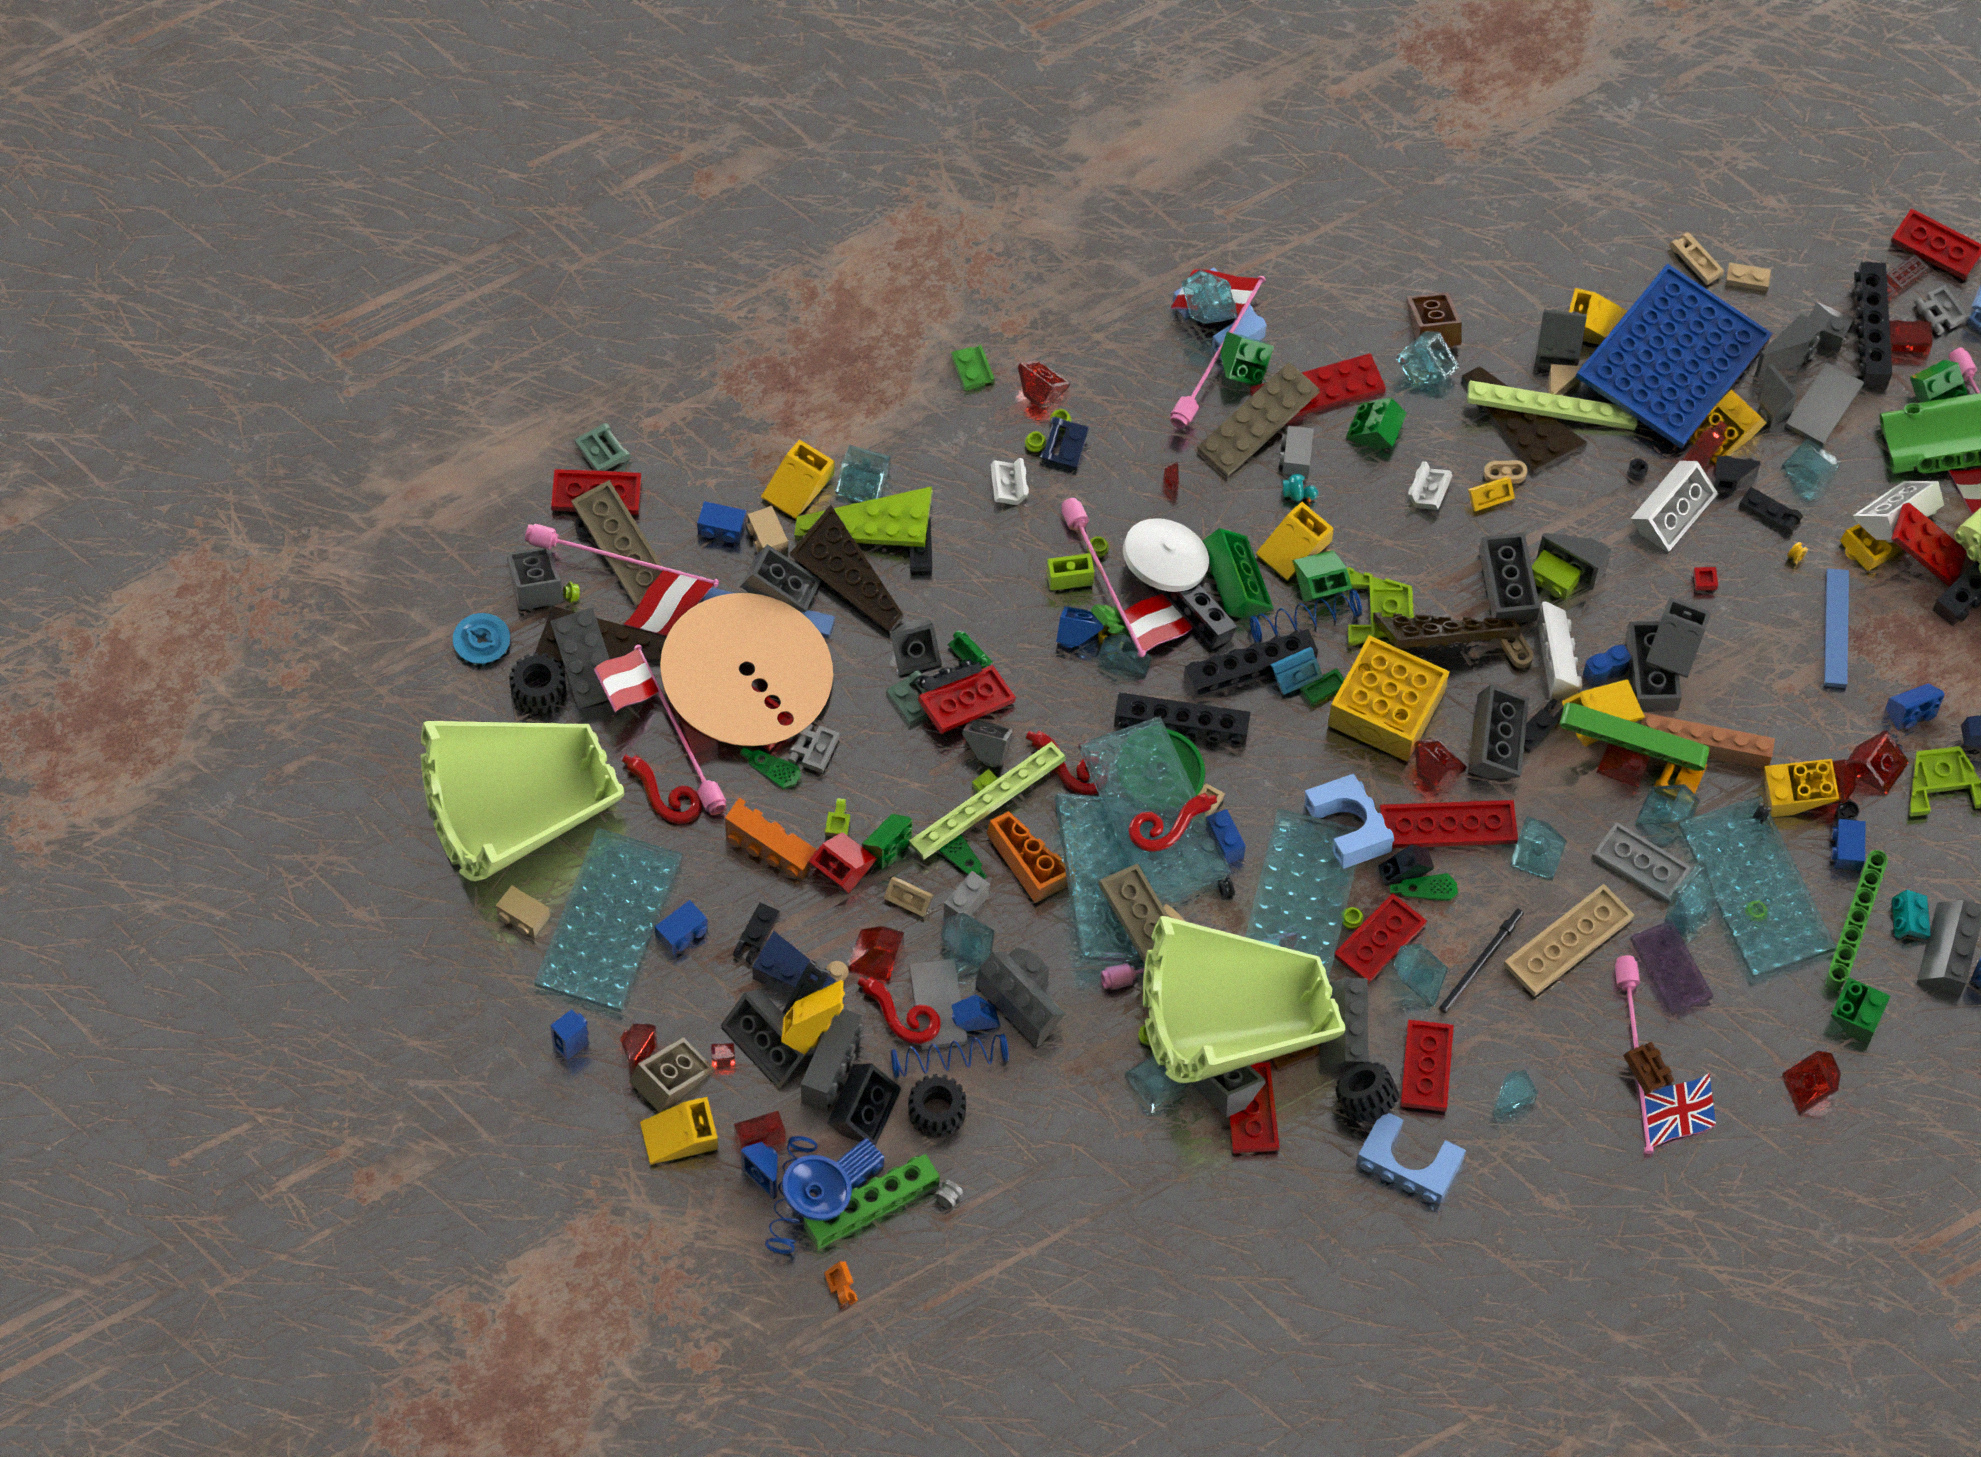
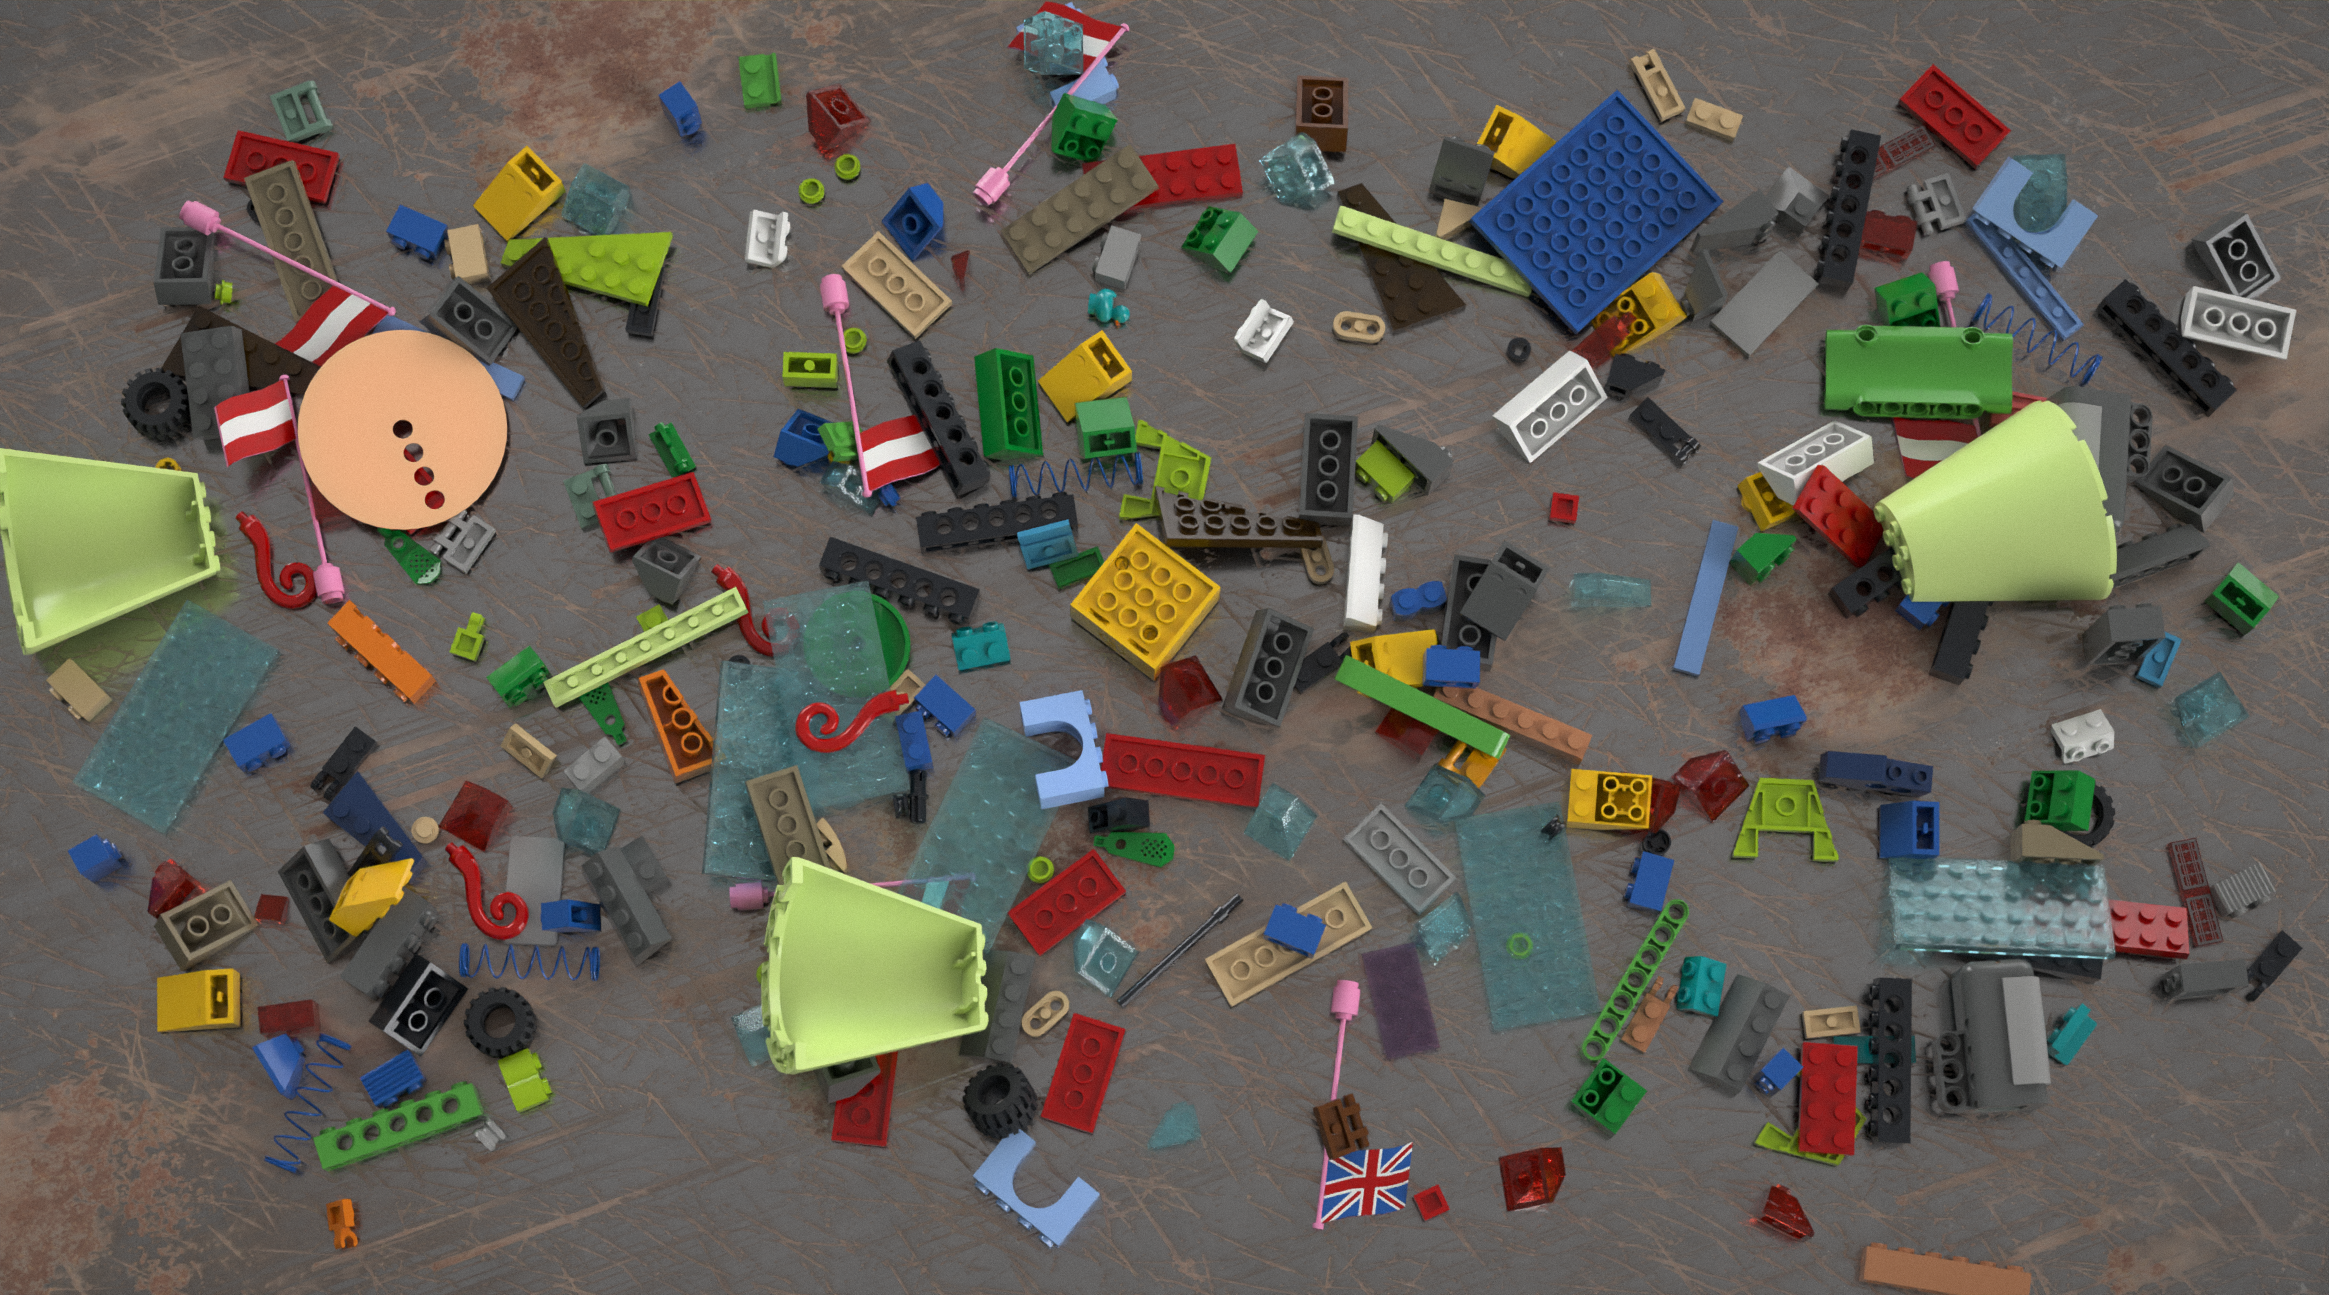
camera: 10 degrees right, 15 degrees up
(477, 626) = (110, 315): dark azure gear -> none
(817, 1176) = (336, 1089): blue dish -> none
(842, 861) = (459, 694): red slope -> none
(916, 395) = (680, 109): none -> blue brick
(949, 675) = (636, 479): black plate -> none
(967, 1148) = (524, 1080): none -> lime brick
(1071, 446) = (852, 202): dark blue plate -> none
(1121, 497) = (896, 285): none -> tan plate
(1126, 448) = (915, 219): none -> blue slope
(1156, 656) = (889, 495): none -> blue plate
(1165, 555) = (925, 370): white dish -> none
(1238, 879) = (918, 796): none -> black axle
(1243, 806) = (944, 706): none -> blue brick
(1261, 757) = (980, 645): none -> teal bracket
(1382, 1026) = (1044, 1013): none -> tan plate
(1491, 493) = (1334, 353): yellow plate -> none
(1573, 924) = (1294, 930): none -> blue brick
(1650, 702) = (1451, 667): none -> blue brick
(1736, 1115) = (1431, 1202): none -> red plate
(1757, 633) = (1609, 590): none -> clear light blue slope
(1797, 552) = (1682, 493): yellow bush -> none
(1811, 464) = (1729, 379): clear light blue slope -> none
(1873, 584) = (1759, 555): none -> green slope
(1874, 947) = (1648, 1017): none -> nougat hinge

